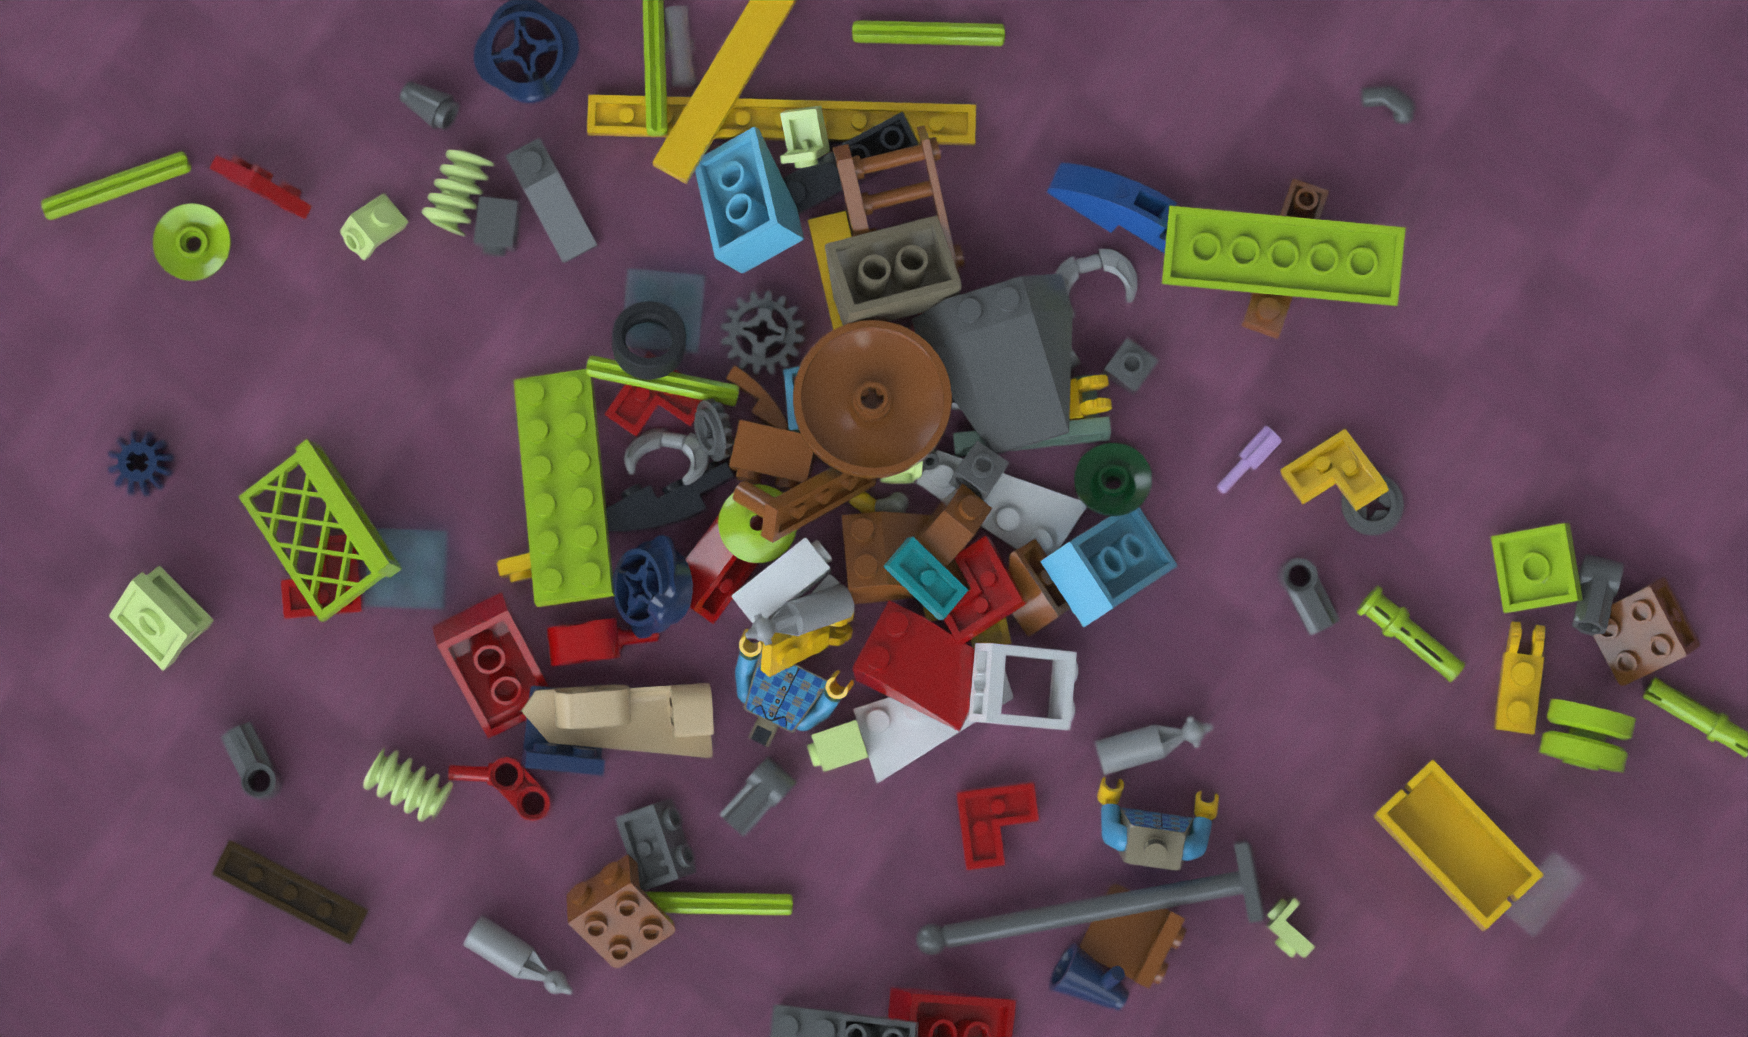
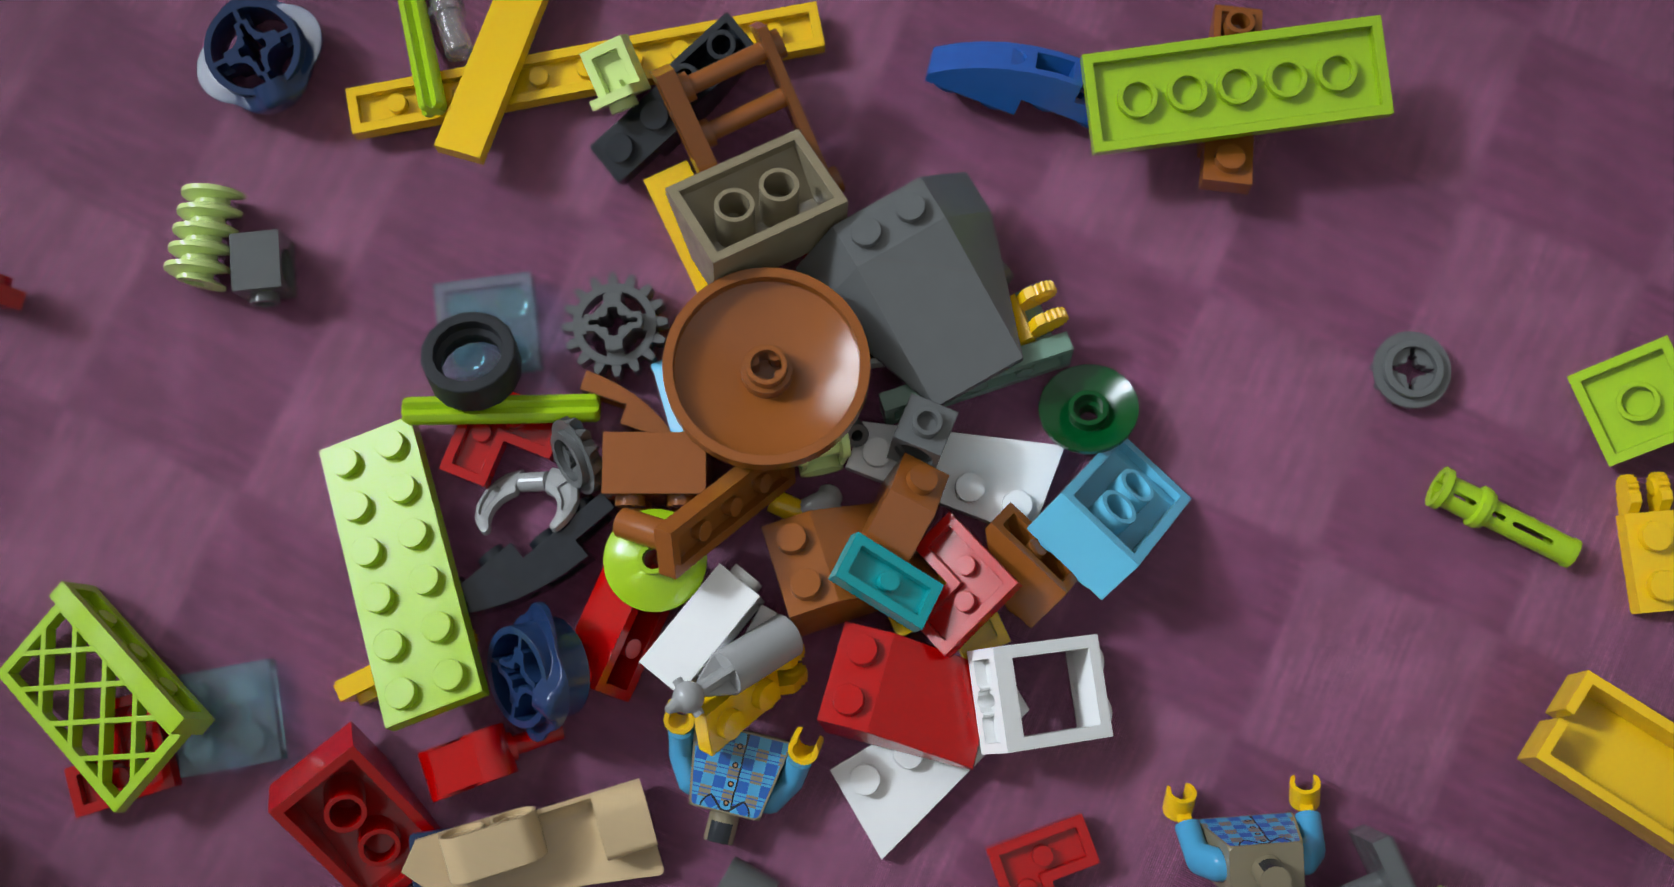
camera: 15 degrees left, 5 degrees down
(372, 226) = (110, 301): yellowish green bracket -> none
(431, 105) = (157, 143): dark grey cone -> none
(551, 200) = (323, 222): dark grey slope -> none
(746, 202) = (563, 173): medium azure slope -> none
(837, 746) = (821, 824): yellowish green brick -> none
(1110, 261) = (1019, 151): light grey piece -> none
(1130, 366) = (1077, 266): dark grey brick -> none
(1147, 744) = (1211, 732): light grey wheel -> none
(1252, 456) = (1249, 344): lavender axle -> none
(1310, 598) = (1367, 499): dark grey piece -> none
(1338, 463) = (1359, 327): yellow plate -> none

